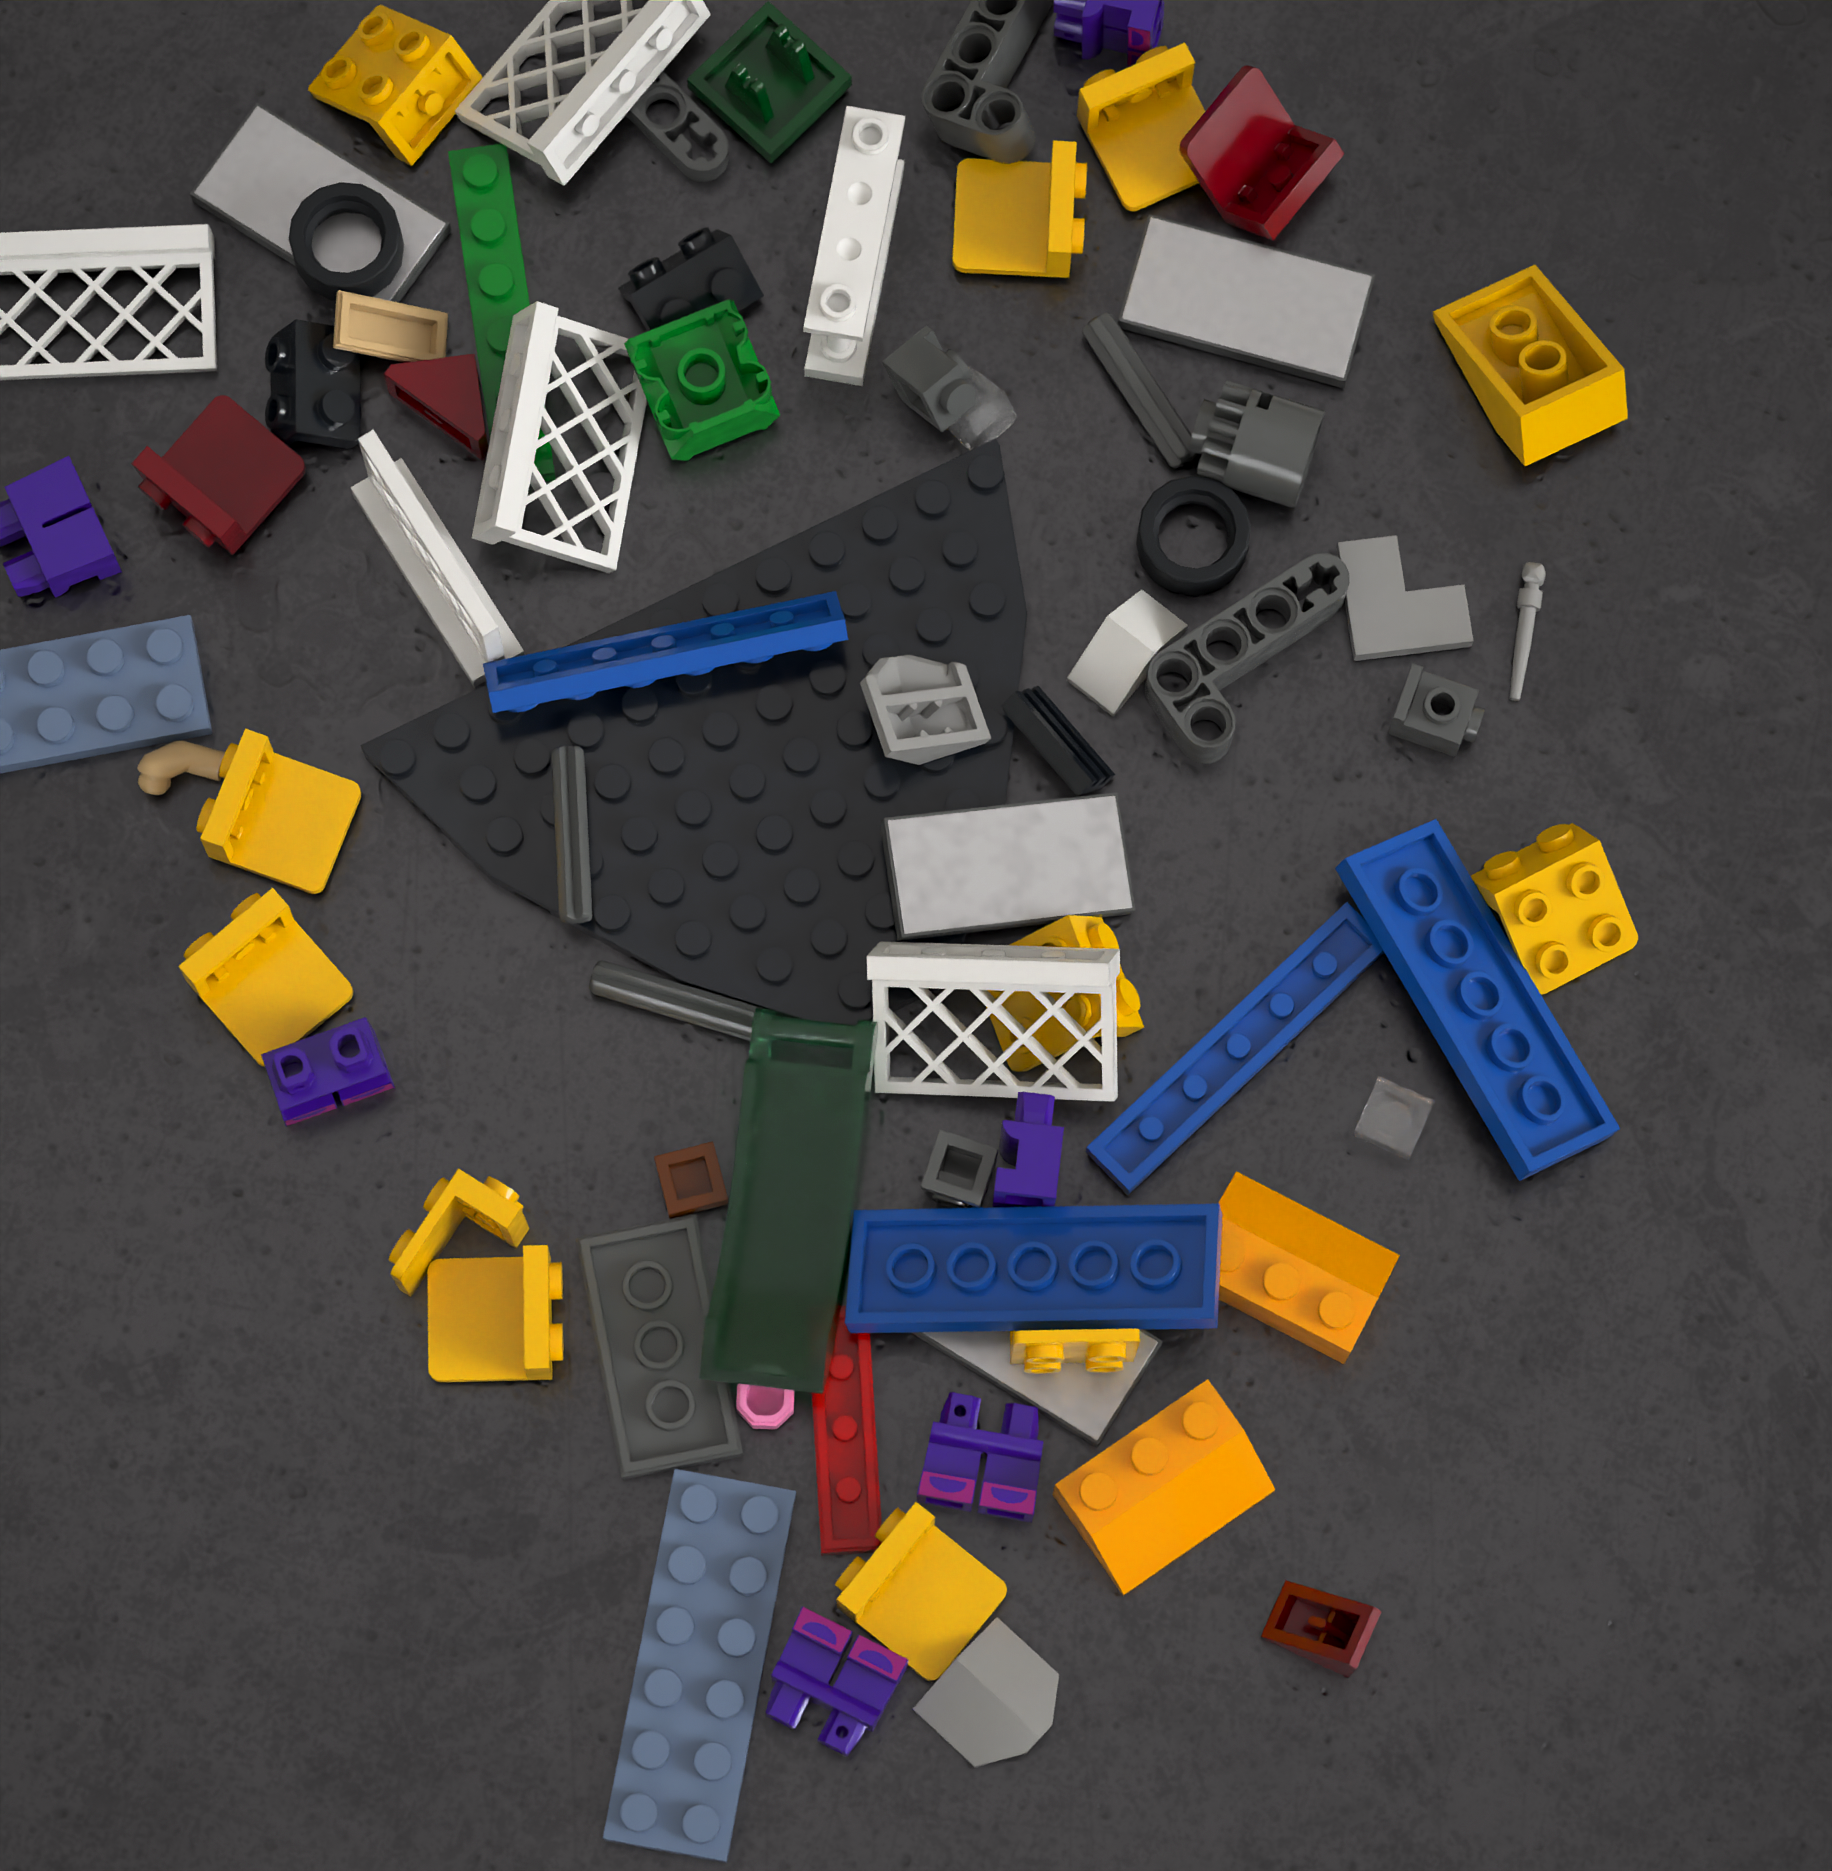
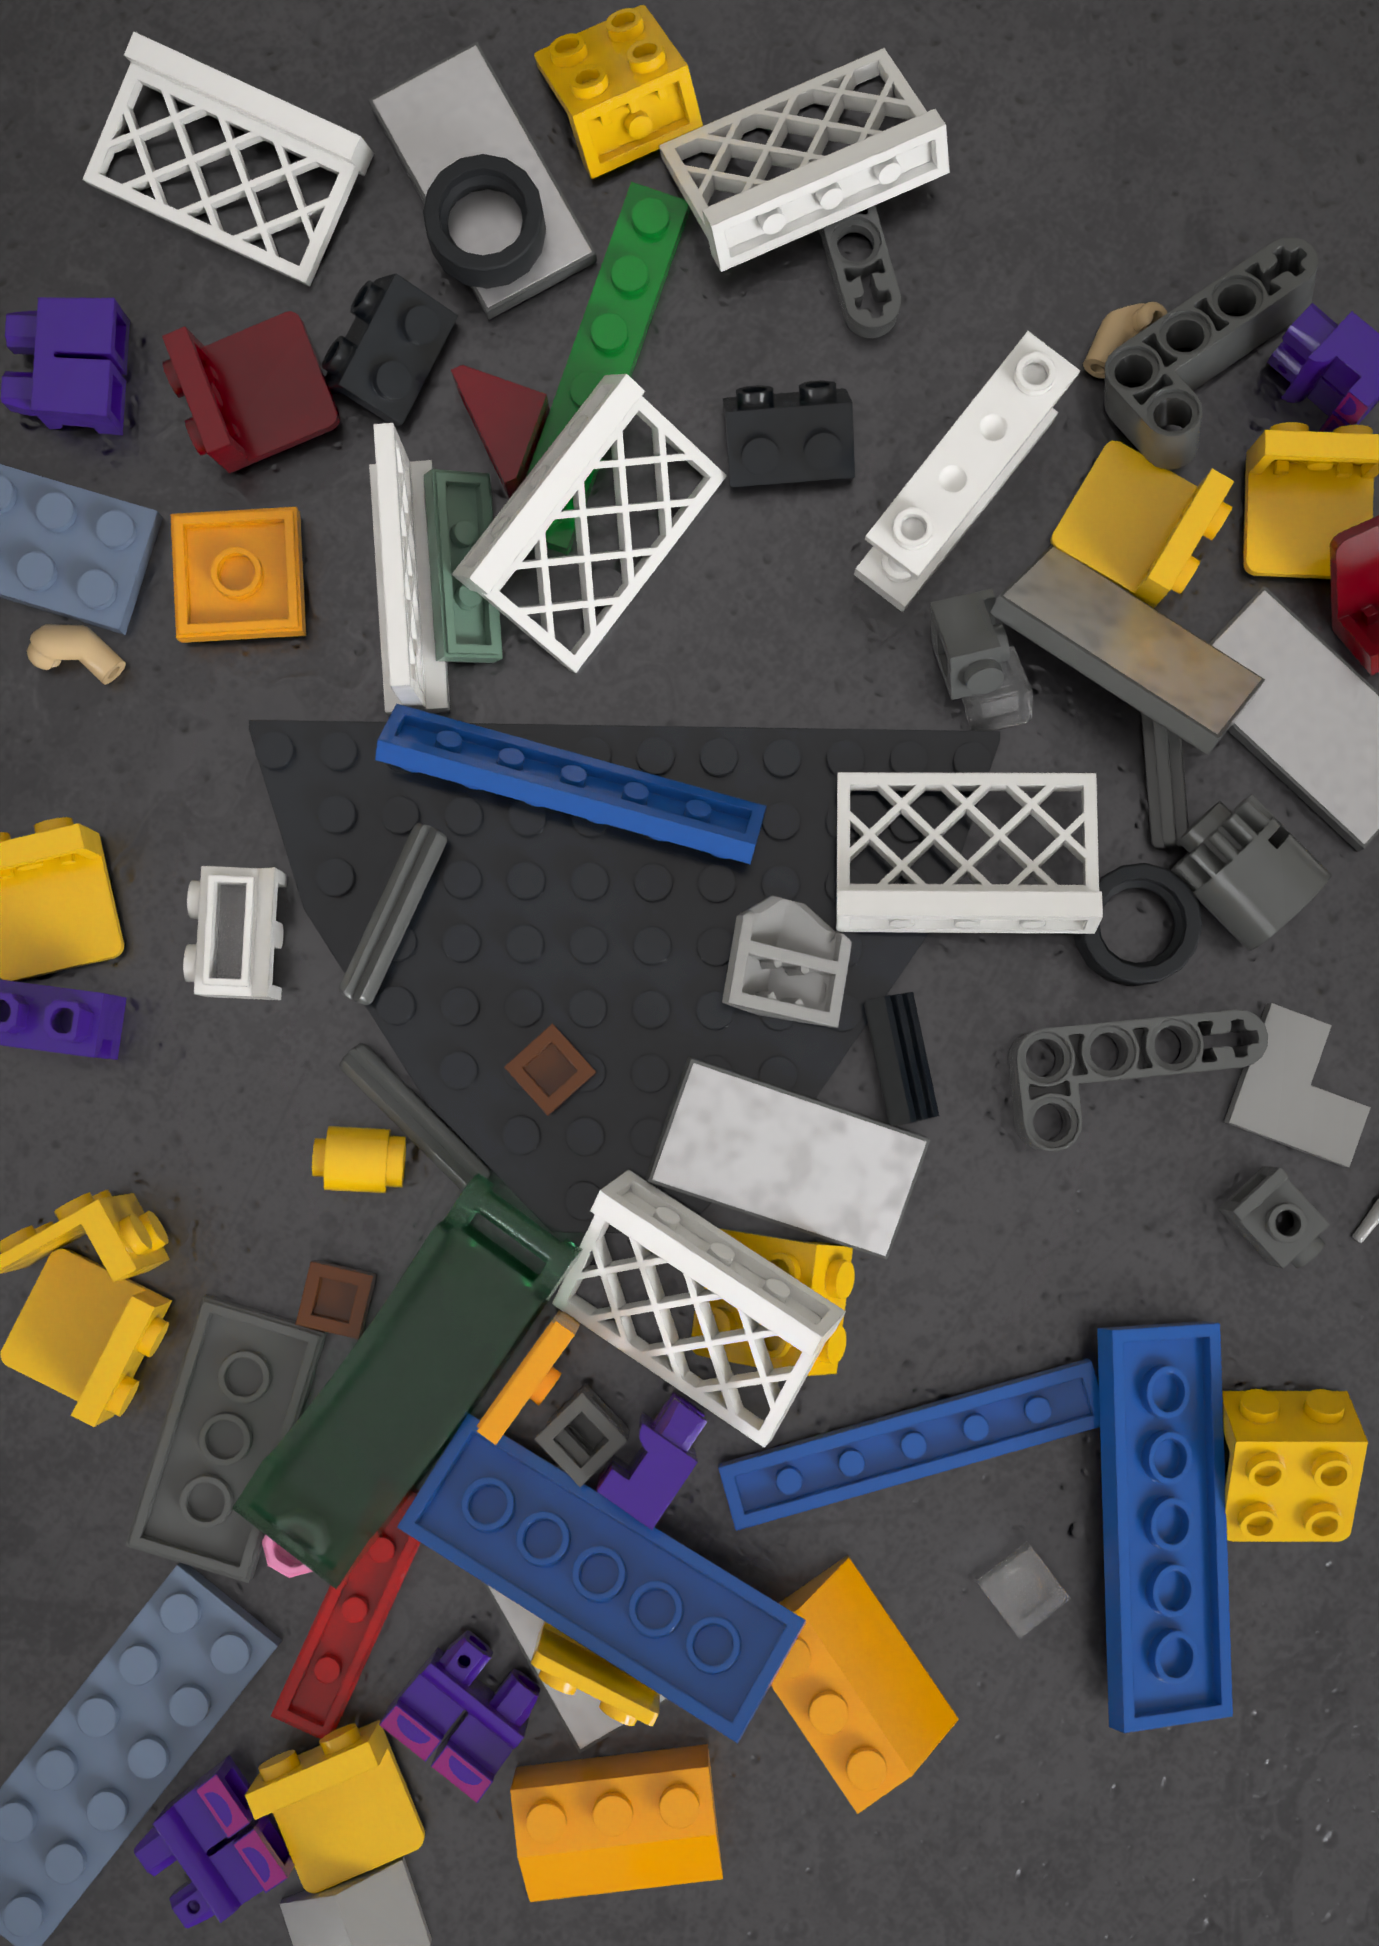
camera: 30 degrees right, 10 degrees up
(277, 815) = (134, 746): yellow bracket -> none
(287, 632) = (238, 574): none -> light orange plate
(388, 328) = (481, 328): tan tile -> none
(447, 922) = (234, 932): none -> white window
(451, 499) = (456, 517): none -> sand green tile
(649, 1054) = (359, 1159): none -> yellow brick
(703, 380) = (751, 531): green slope -> none
(769, 82) = (971, 268): dark green plate -> none
(772, 890) = (550, 1069): none -> reddish brown plate
(892, 1142) = (531, 1379): none -> light orange plate
(916, 71) = (1117, 329): none -> tan arm
(1053, 579) = (974, 906): none -> white fence
(1062, 315) = (1128, 648): none -> flat silver tile
(1123, 649) = (1014, 1003): white slope -> none

